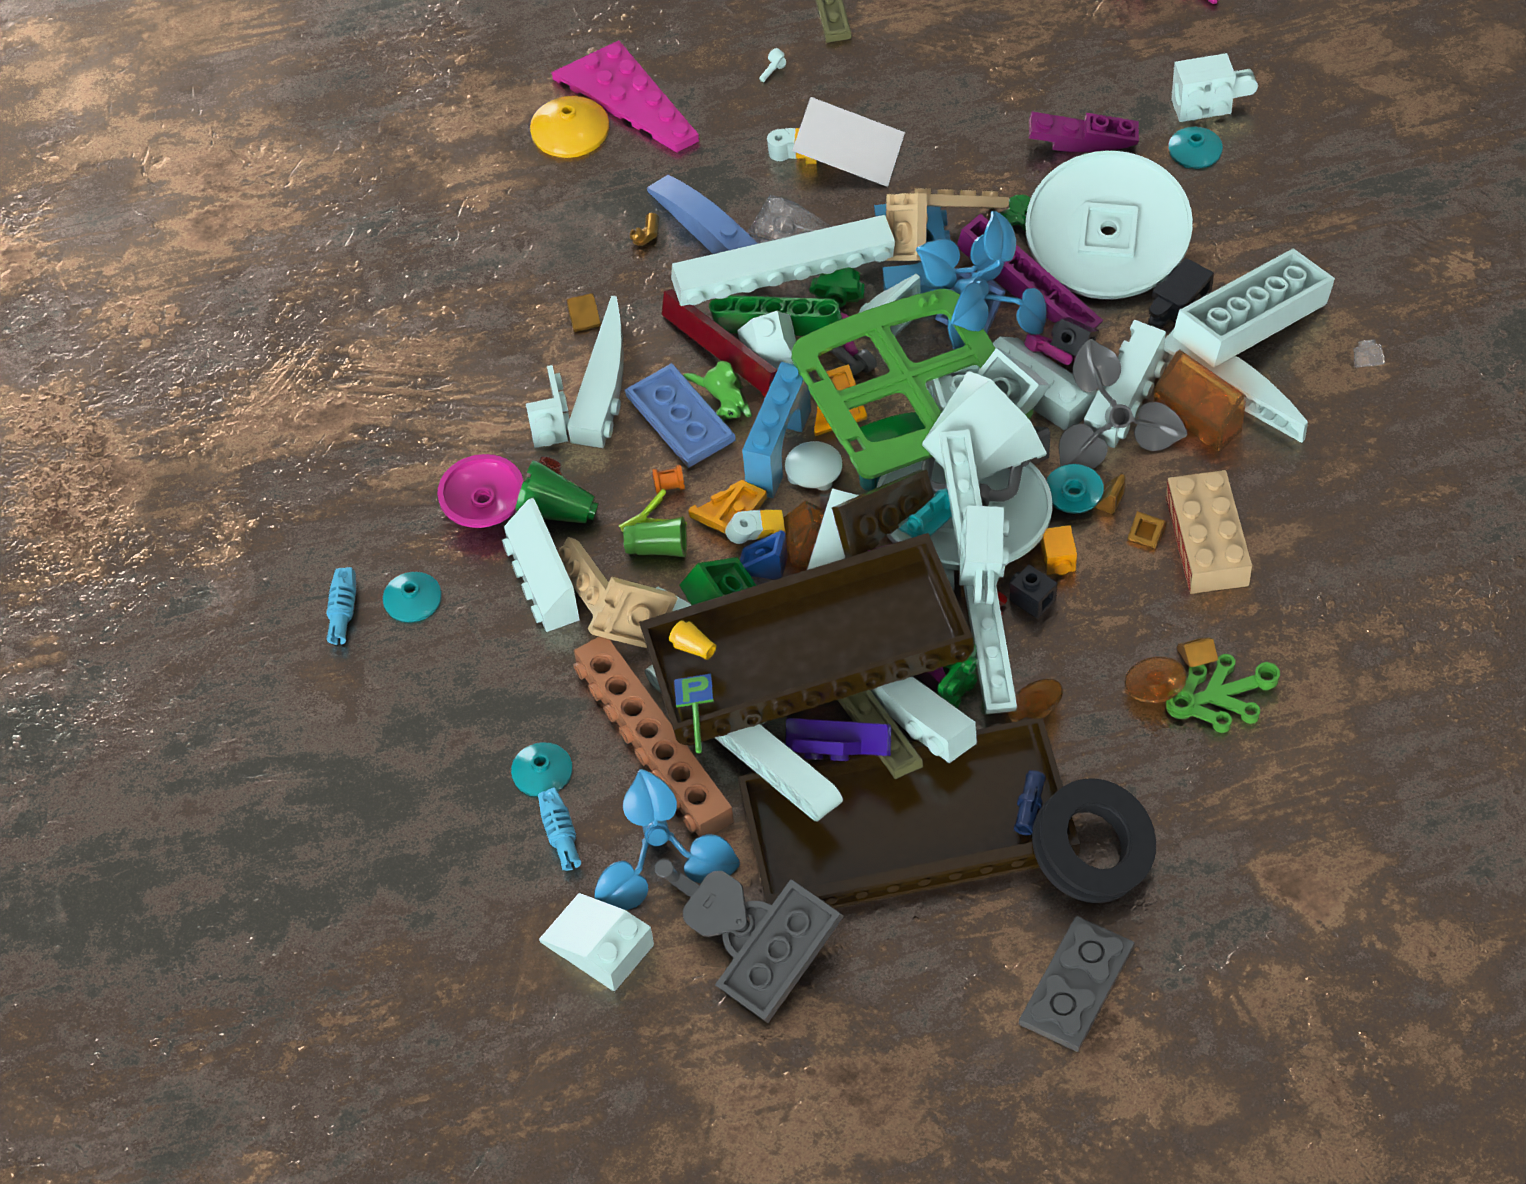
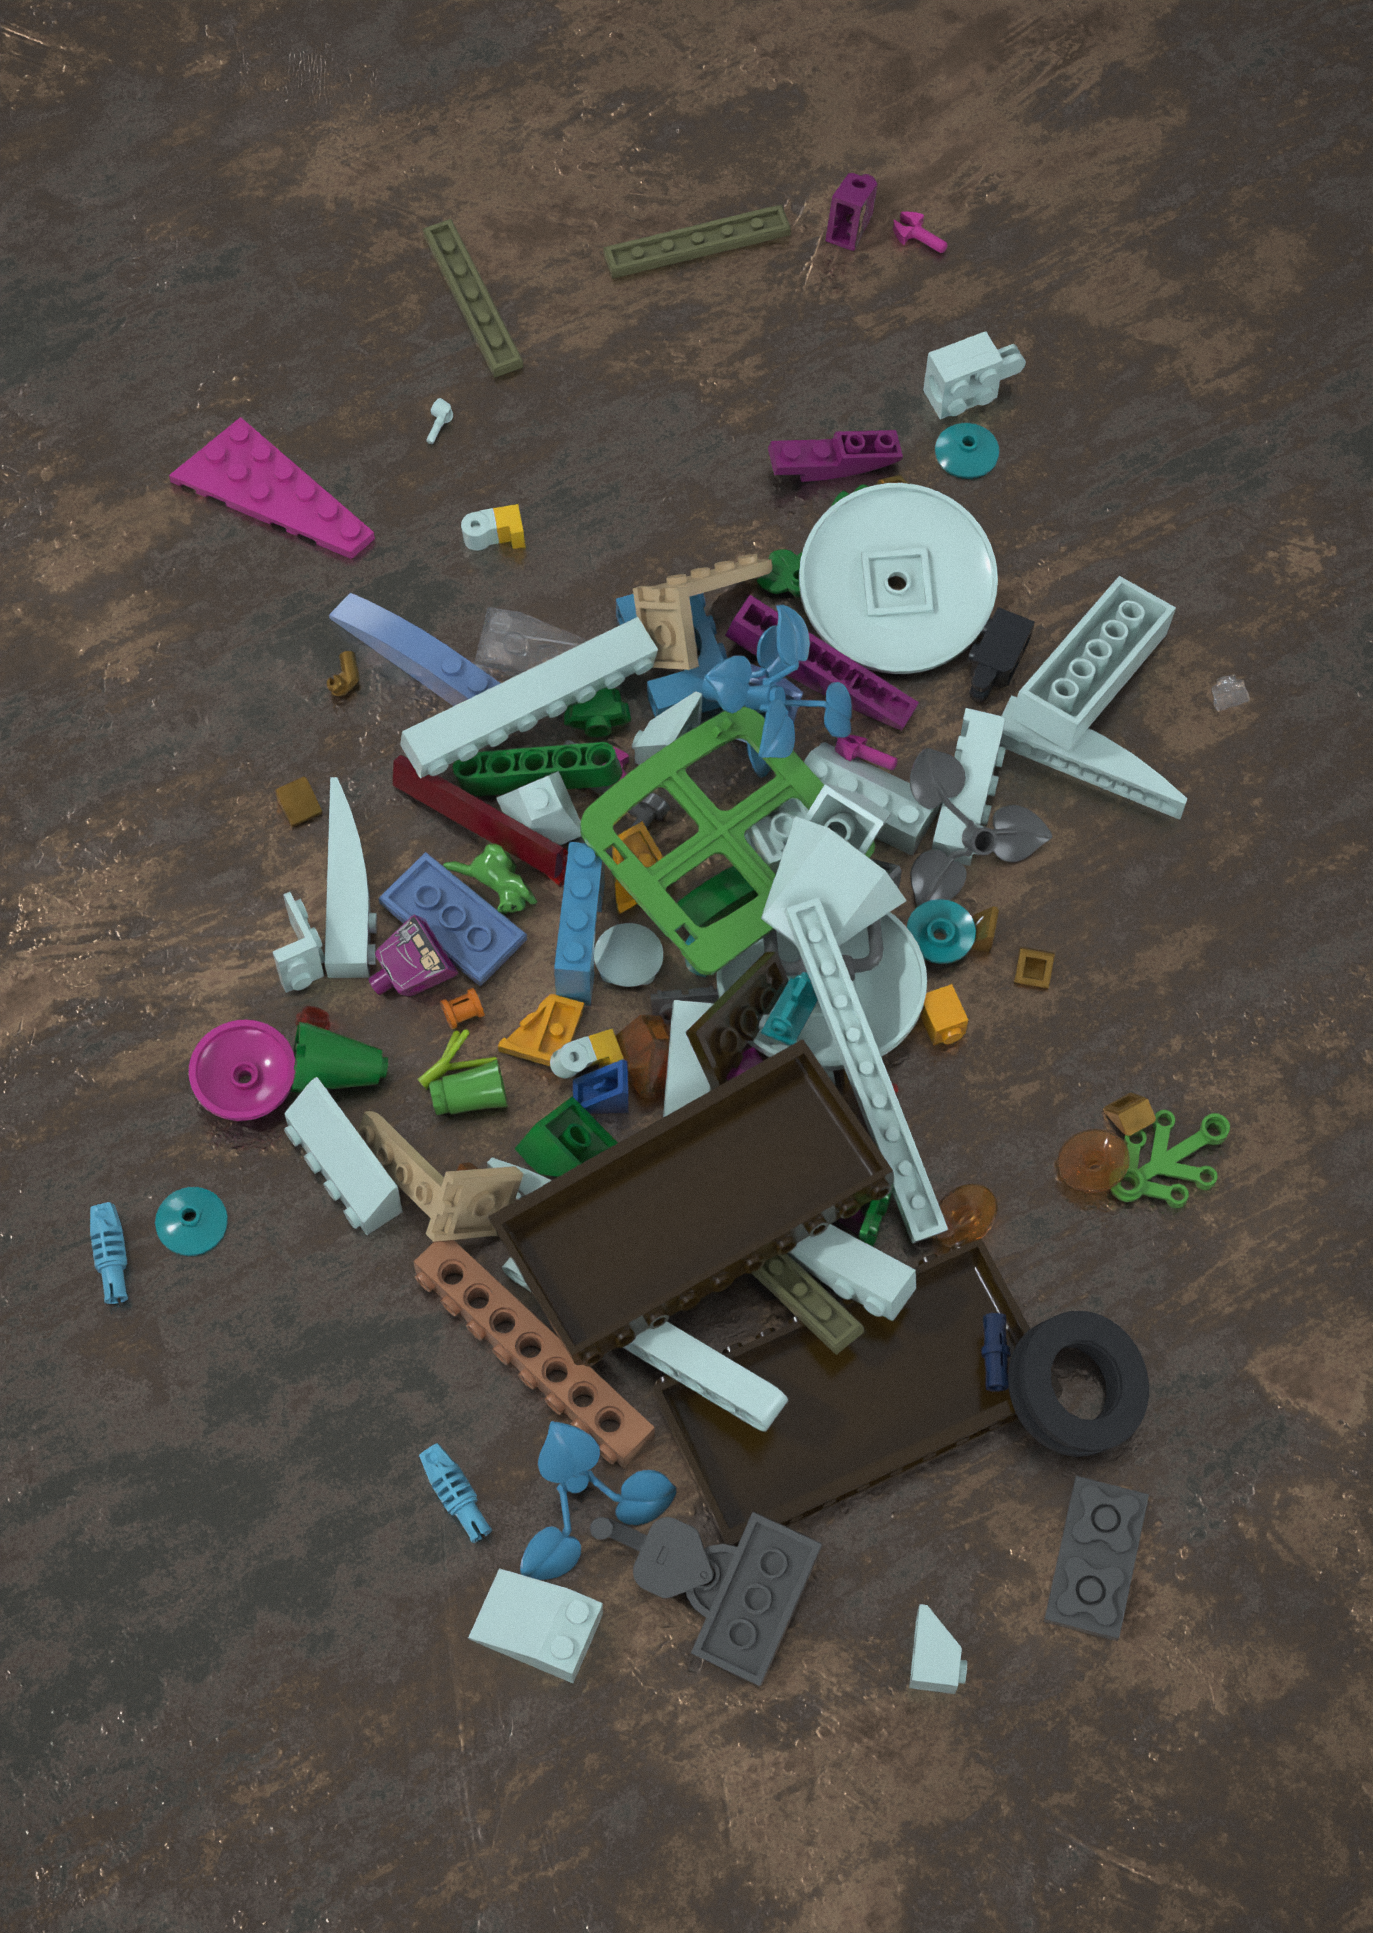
camera: 20 degrees left, 10 degrees up
(536, 779) = (416, 1433): teal dish -> none
(569, 126) = (210, 559): yellow dish -> none
(637, 436) = (411, 960): none -> magenta torso
(690, 639) = (562, 1234): yellow cone -> none
(692, 692) = (581, 1301): piece -> none
(837, 738) = (756, 1318): dark purple bracket -> none
(848, 141) = (560, 514): white sticker -> none
(917, 1028) = (935, 1656): none -> light aqua slope
(983, 550) = (875, 1056): light aqua brick -> none
(1032, 591) = (925, 1073): black brick -> none
(1071, 335) = (892, 733): black brick -> none
(1201, 400) = (1060, 793): clear orange slope -> none
(1208, 532) = (1107, 959): tan brick -> none

